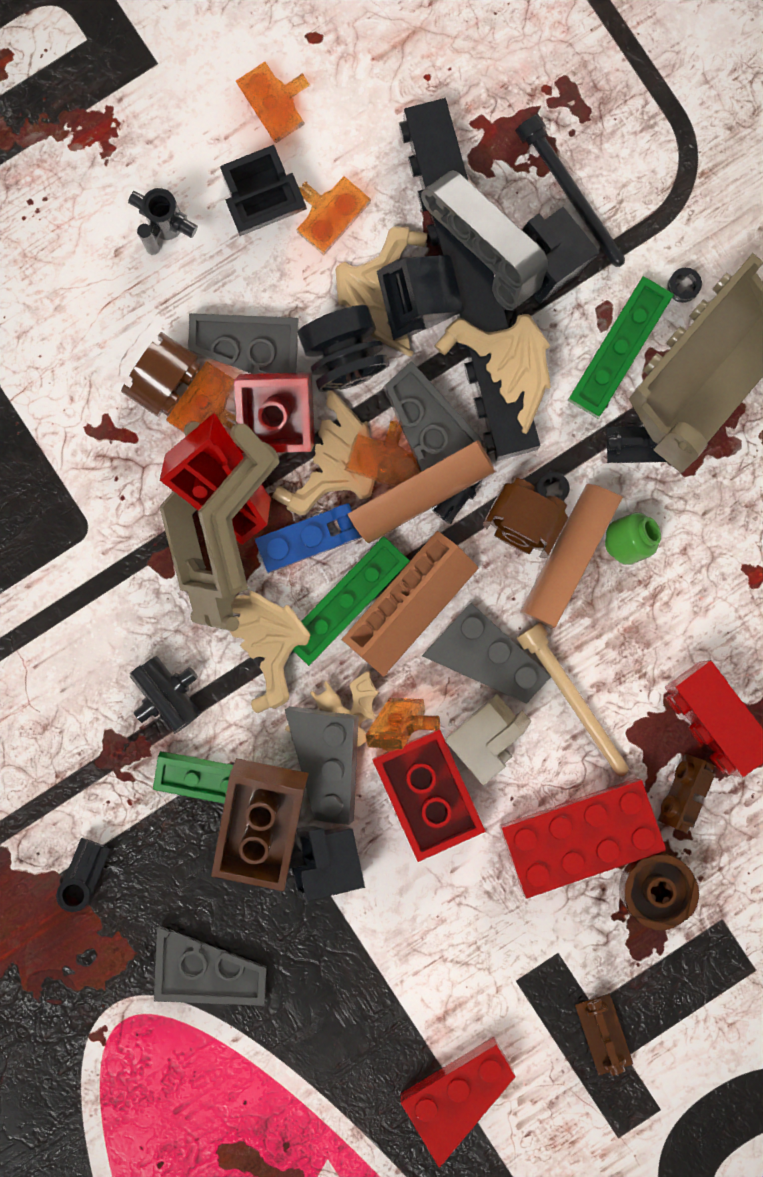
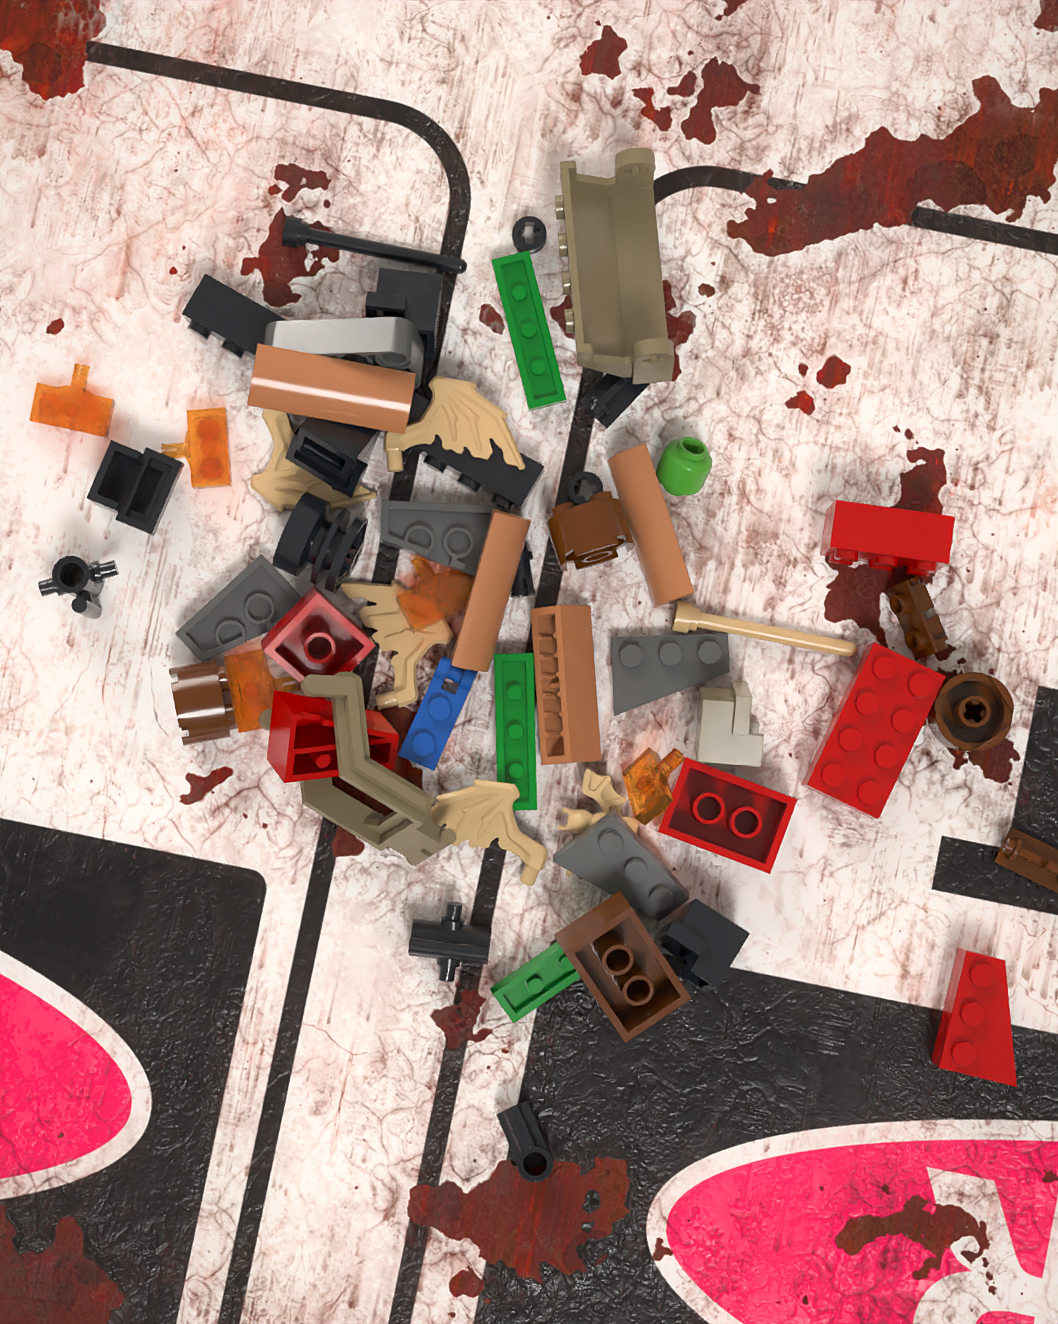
camera: 45 degrees left, 0 degrees up
(204, 974) = (693, 1121): dark grey wing -> none
(450, 253) = (331, 389): none -> nougat brick

